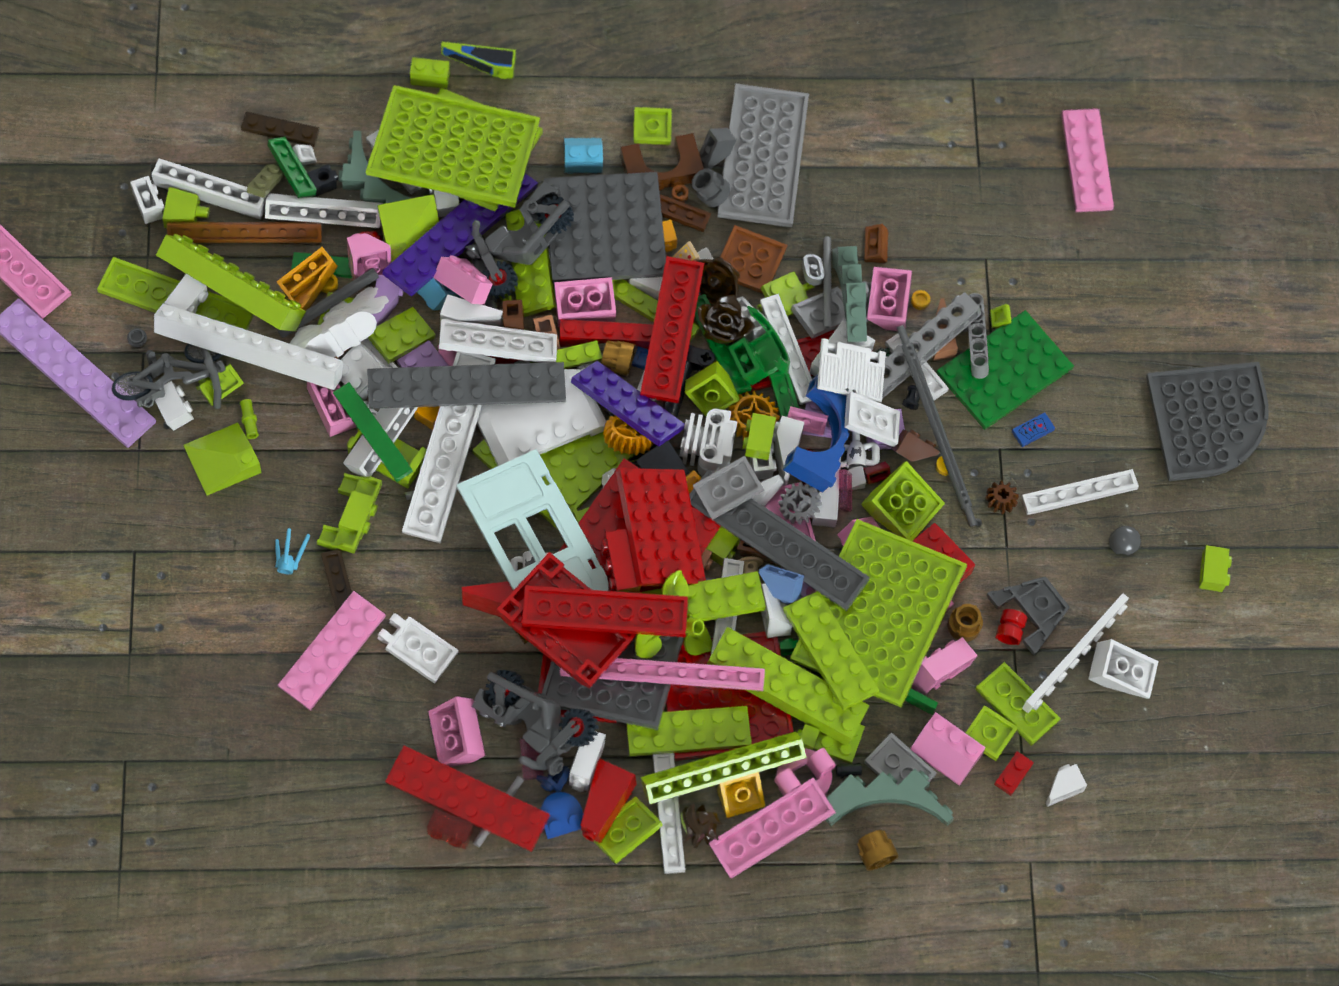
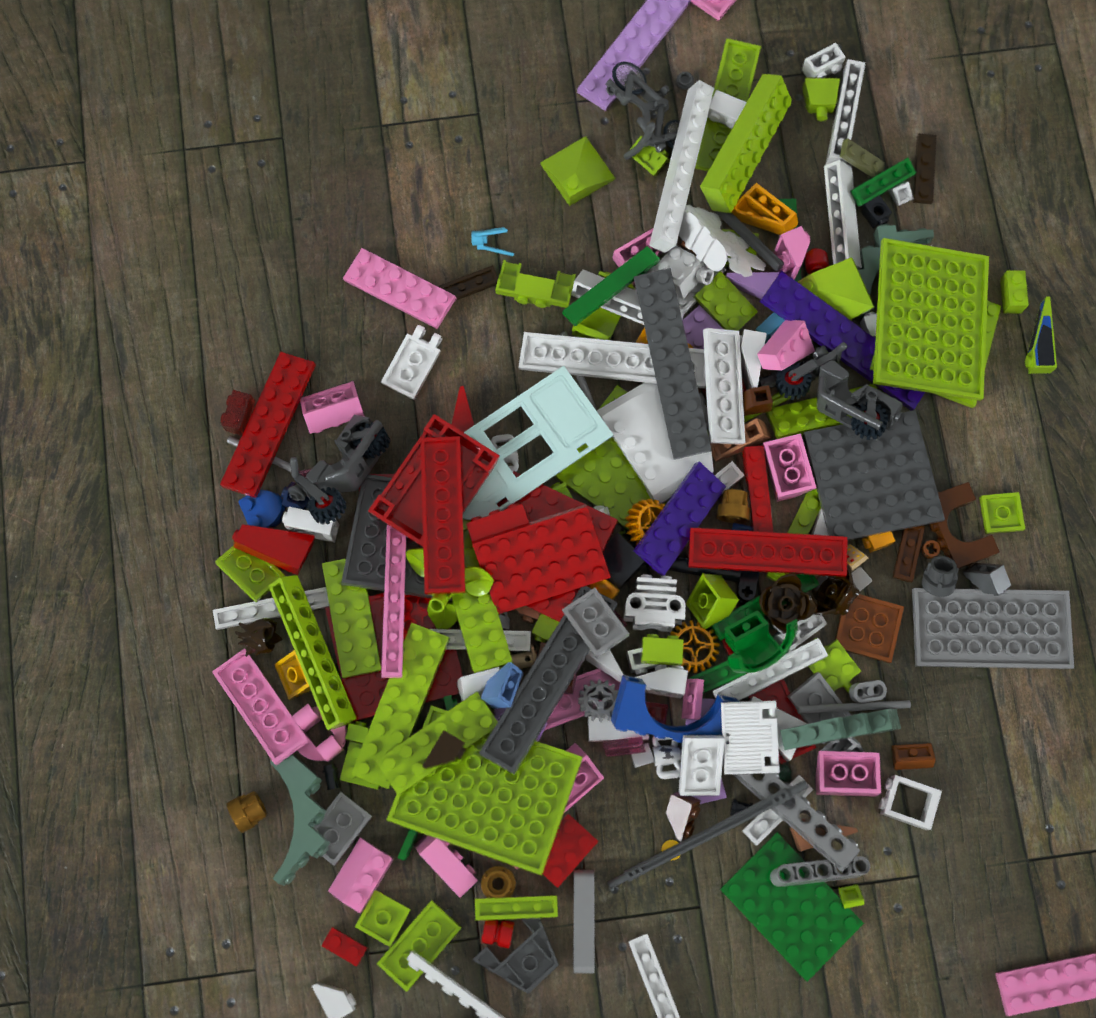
camera: 90 degrees right, 10 degrees up
(174, 407) = (618, 119): white brick -> none
(248, 232) = (808, 154): dark orange plate -> none
(249, 419) = (618, 185): lime pin -> none
(331, 285) = (769, 237): yellow tile -> none
(371, 345) = (705, 275): none -> white bush
(579, 355) = (728, 466): lime plate -> none
(583, 155) = (955, 448): medium azure slope -> none
(842, 637) = (445, 751): none -> dark brown slope
(883, 466) = (649, 778): dark red piece -> none
(903, 502) = (620, 809): lime slope -> none
(920, 300) = (856, 808): yellow tile -> none
(925, 237) = (929, 808): none -> white window
(991, 604) = (516, 908): none -> lime plate
(1001, 491) = (647, 917): reddish brown gear -> none
(1007, 550) = (583, 922): none -> light grey beam
(1033, 429) = (726, 941): blue tile -> none

